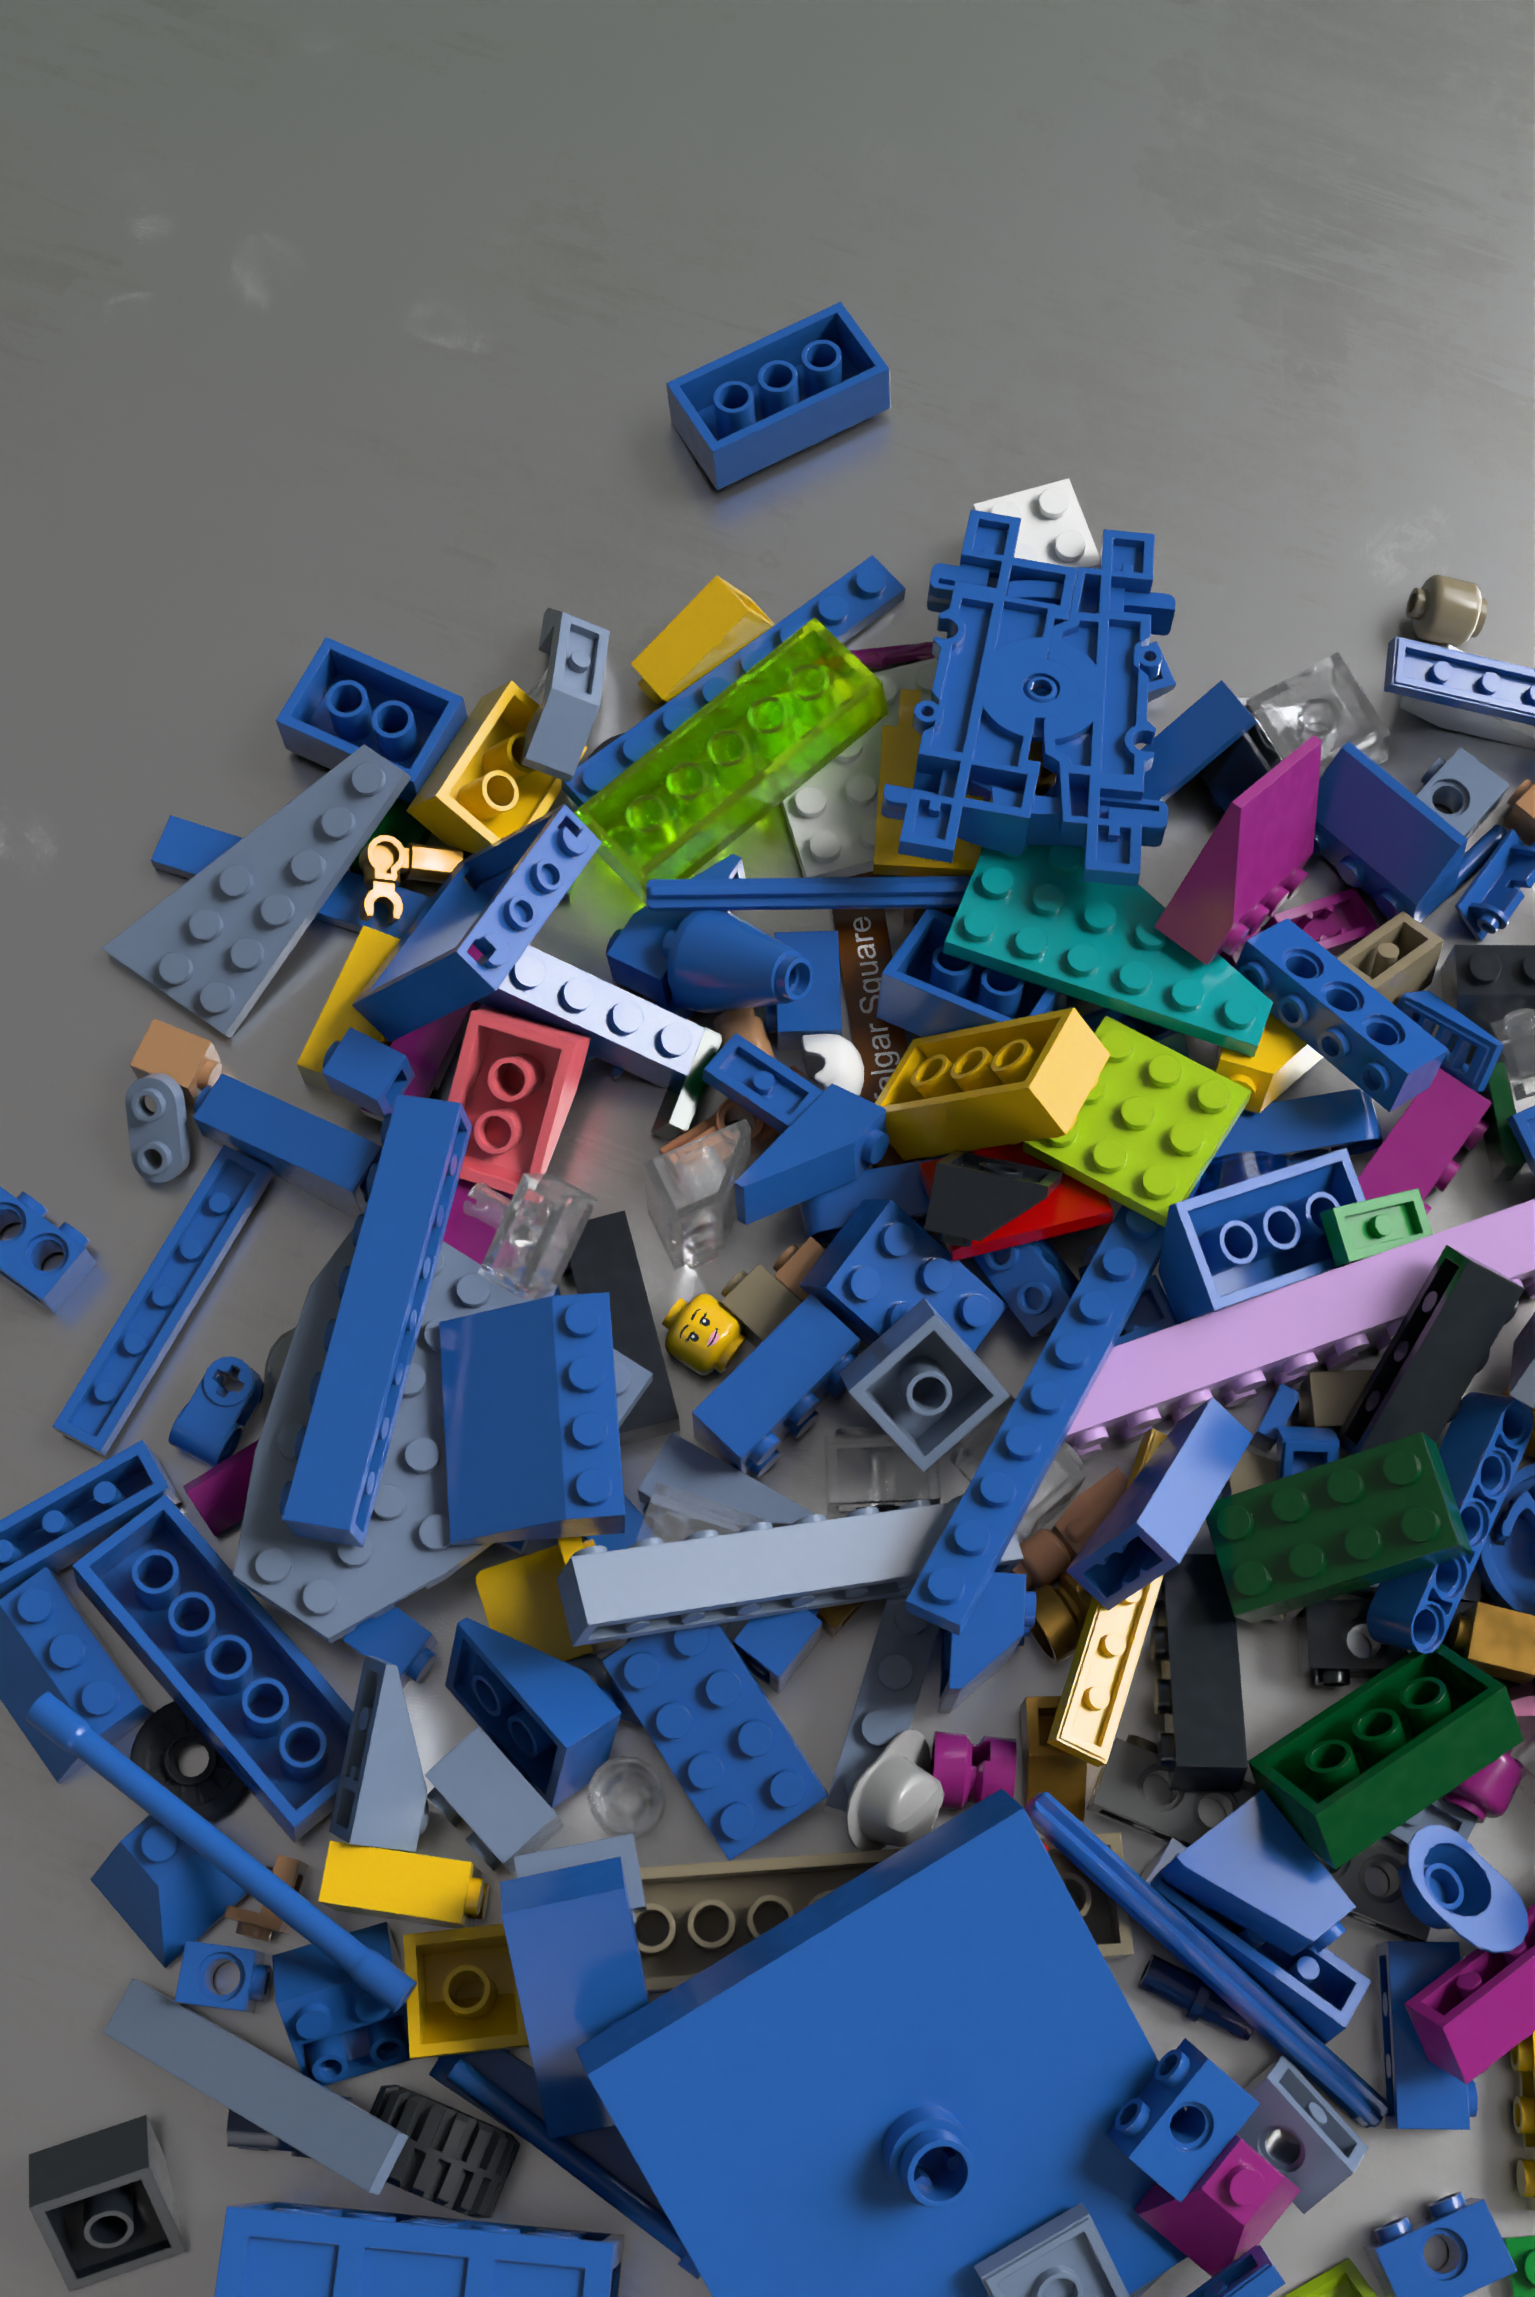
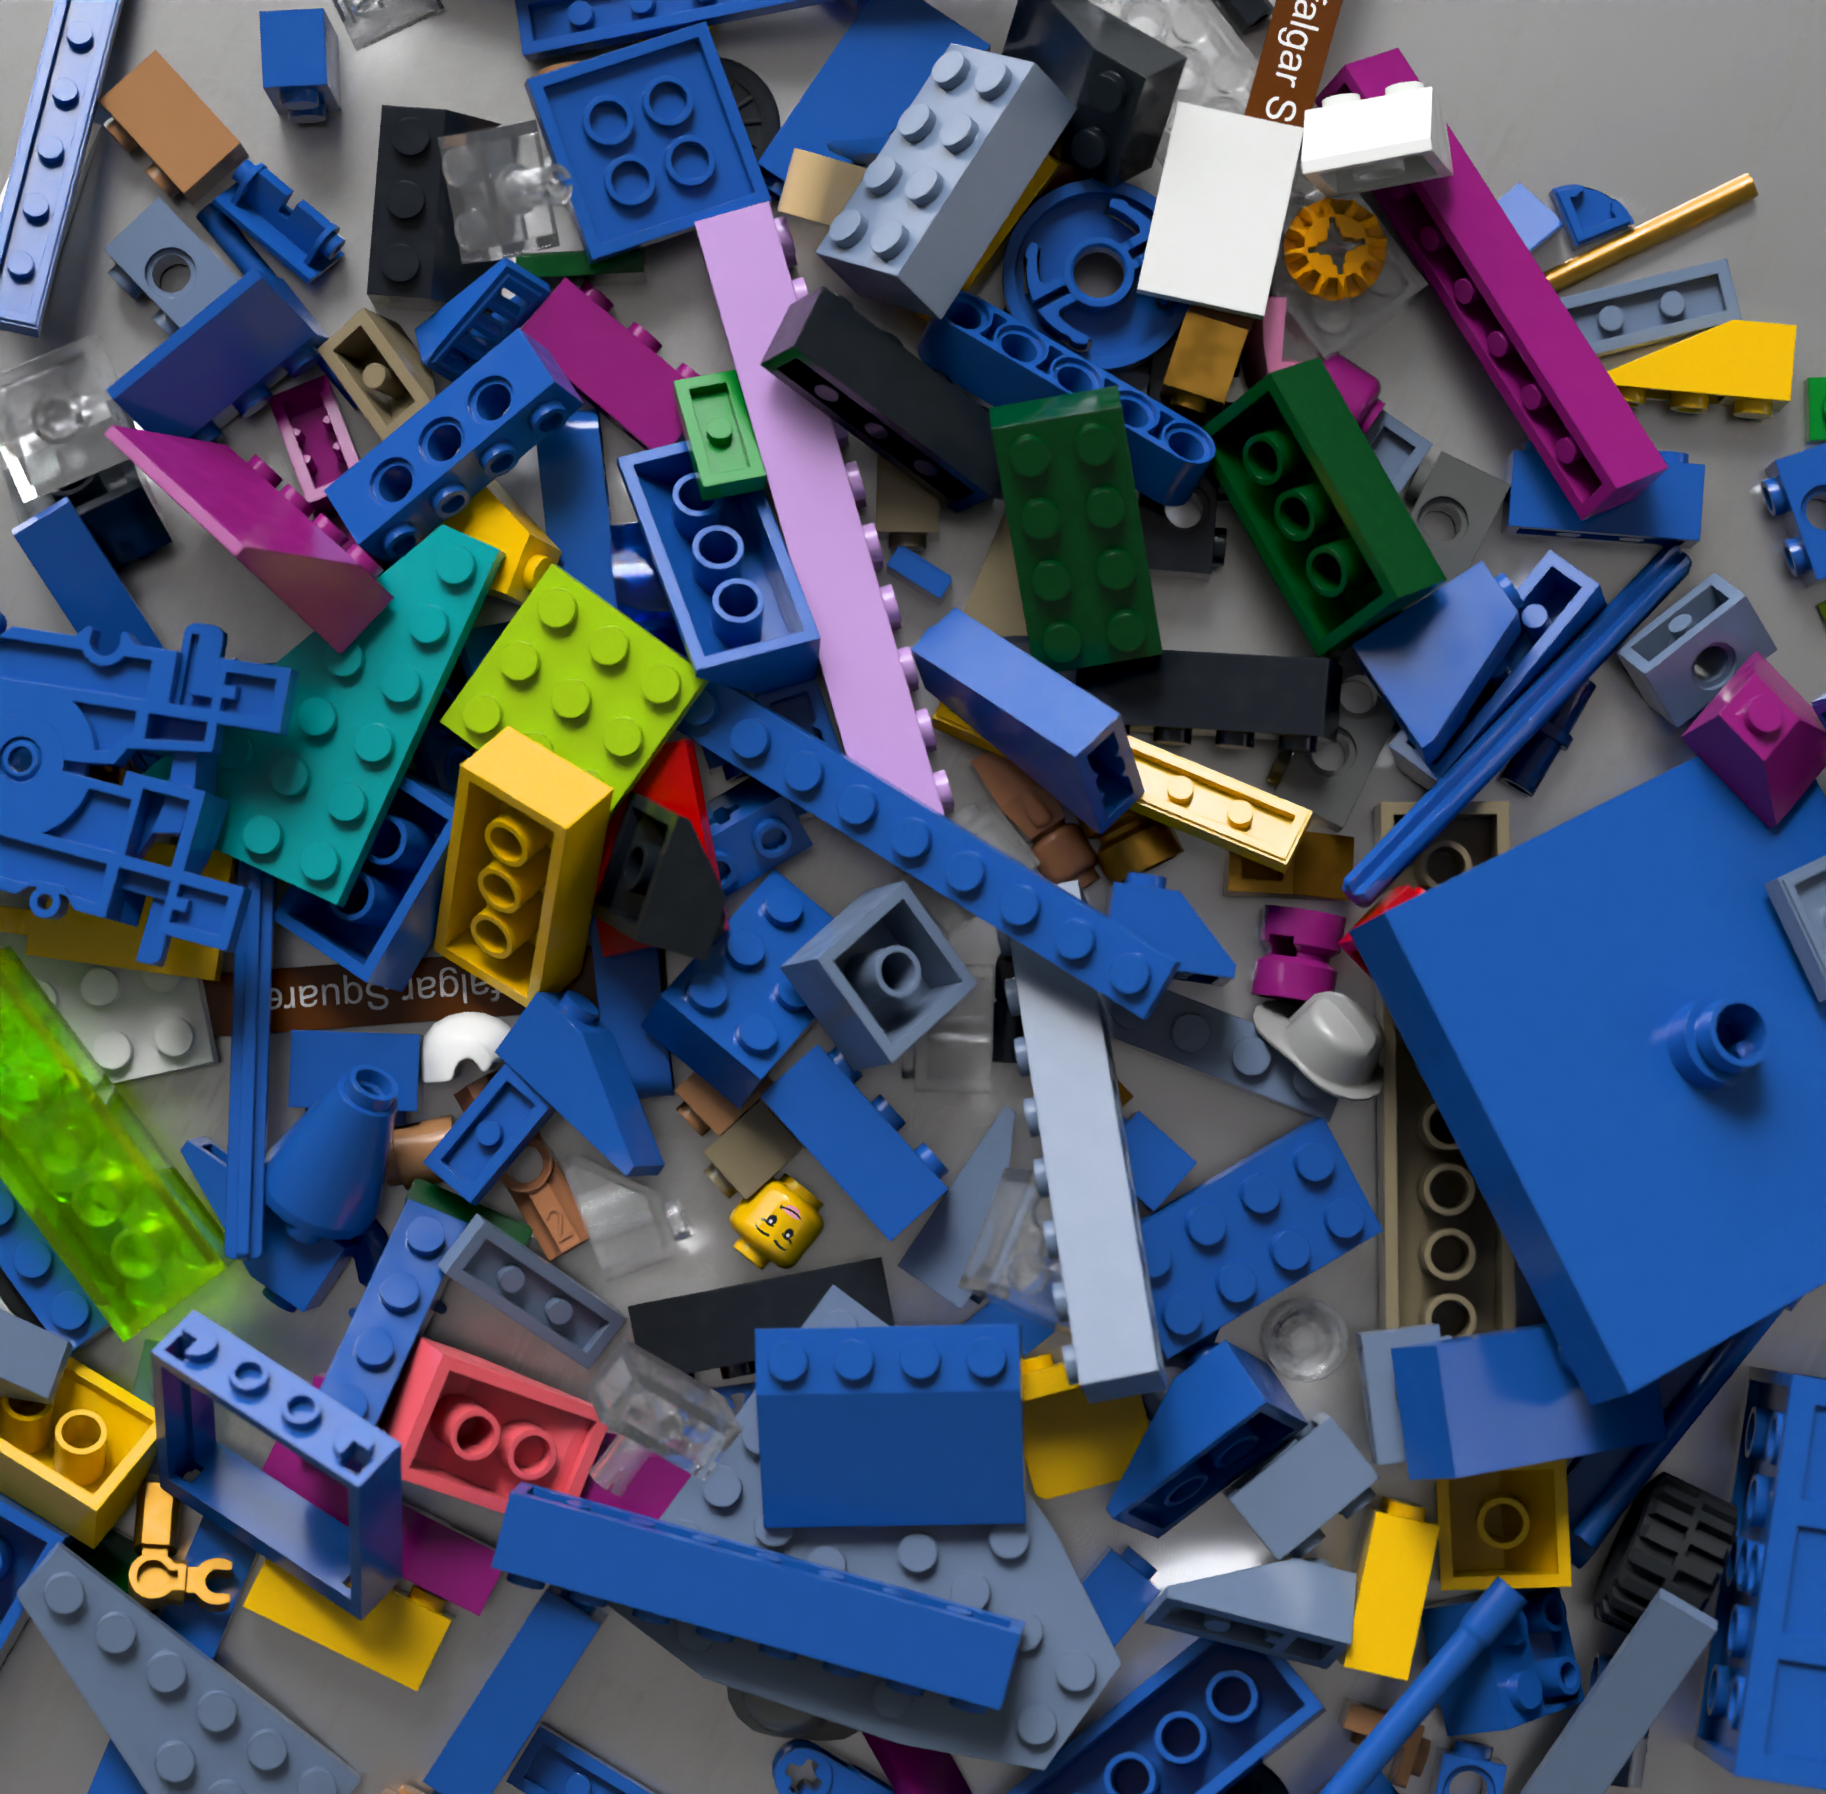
camera: 85 degrees left, 15 degrees up
(366, 1072) = (443, 1606): blue brick -> none
(633, 1131) = (532, 1291): none -> sand blue plate
(1183, 2151) = (1723, 776): blue brick -> none
(1304, 1448) = (976, 548): blue slope -> none
(1459, 1890) = (1470, 442): piece -> none

